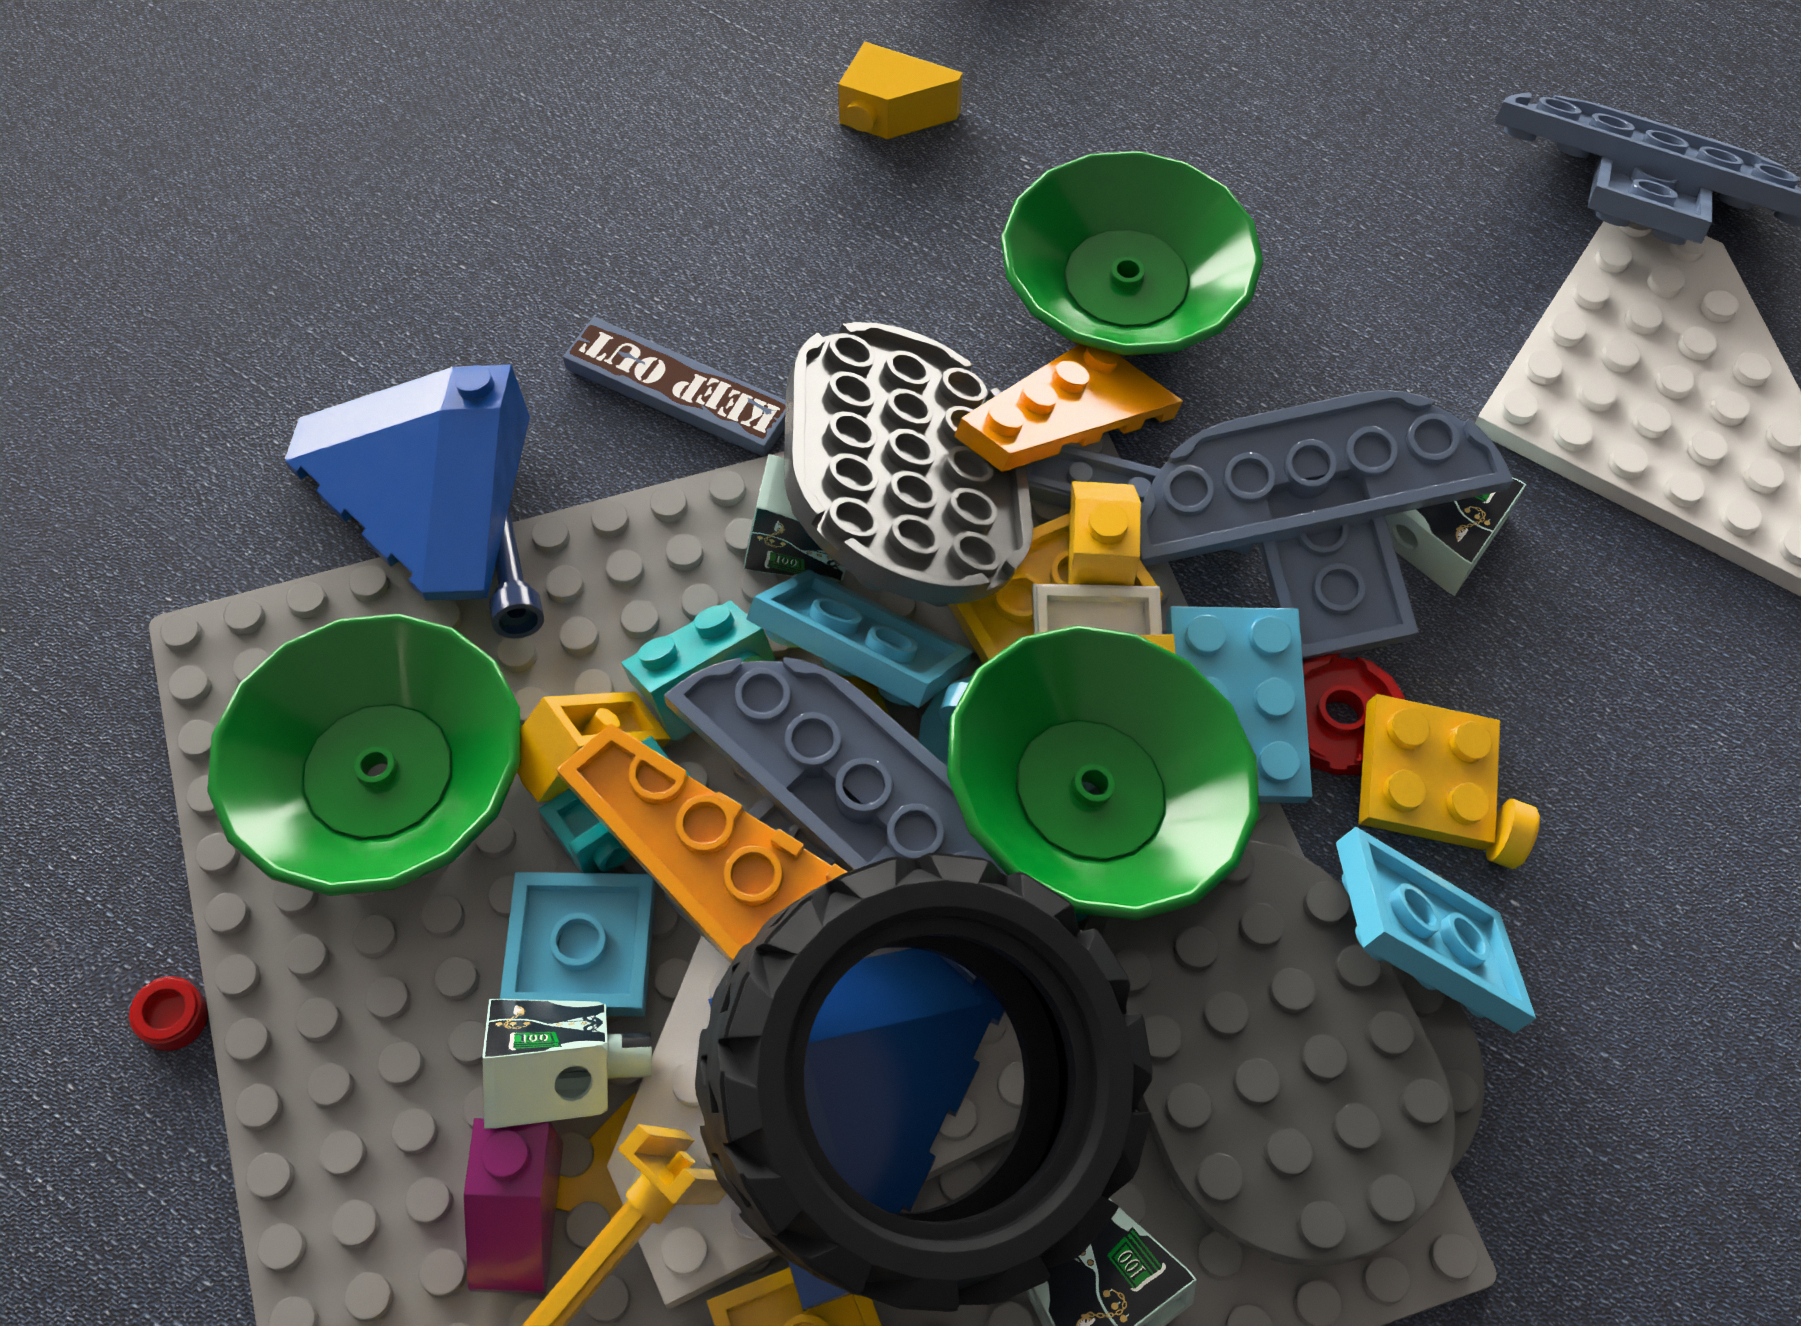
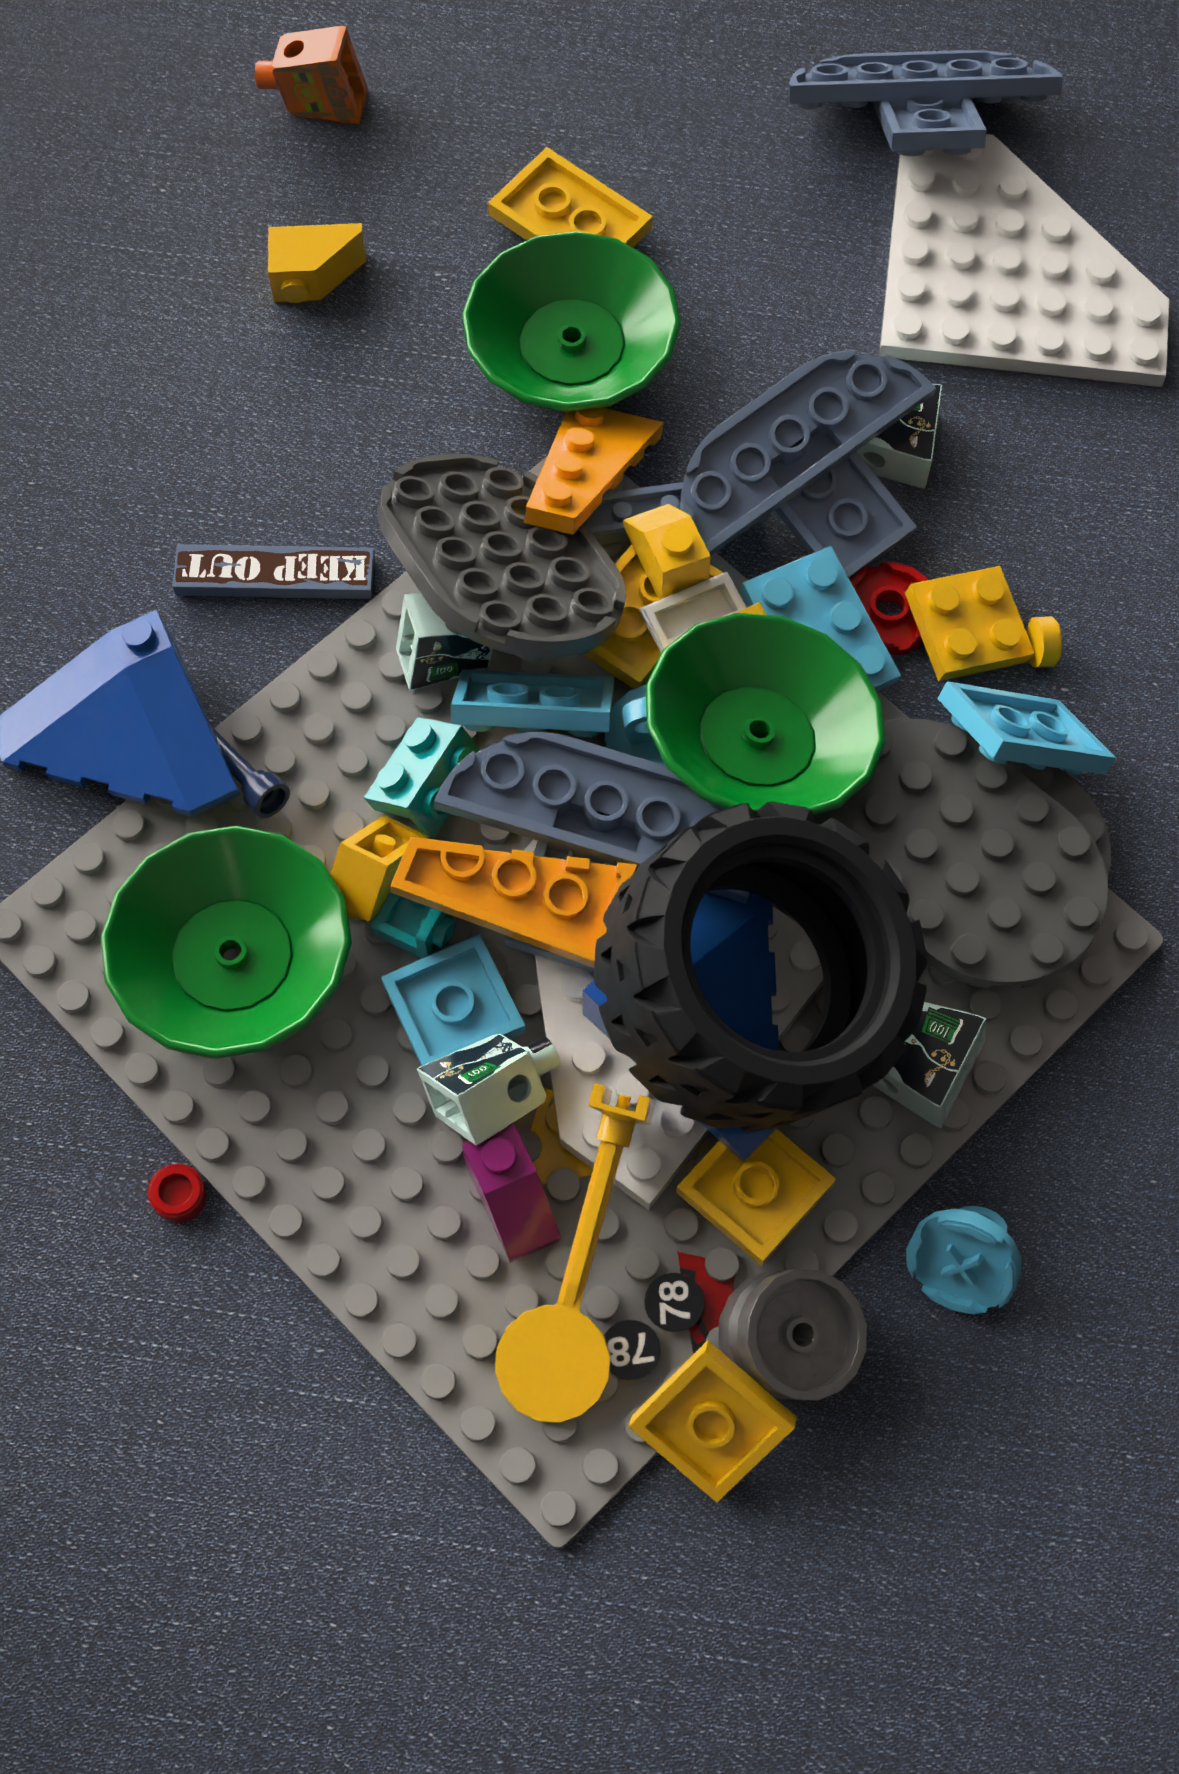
camera: 25 degrees left, 5 degrees up
(1197, 127) = (562, 198): none -> yellow plate

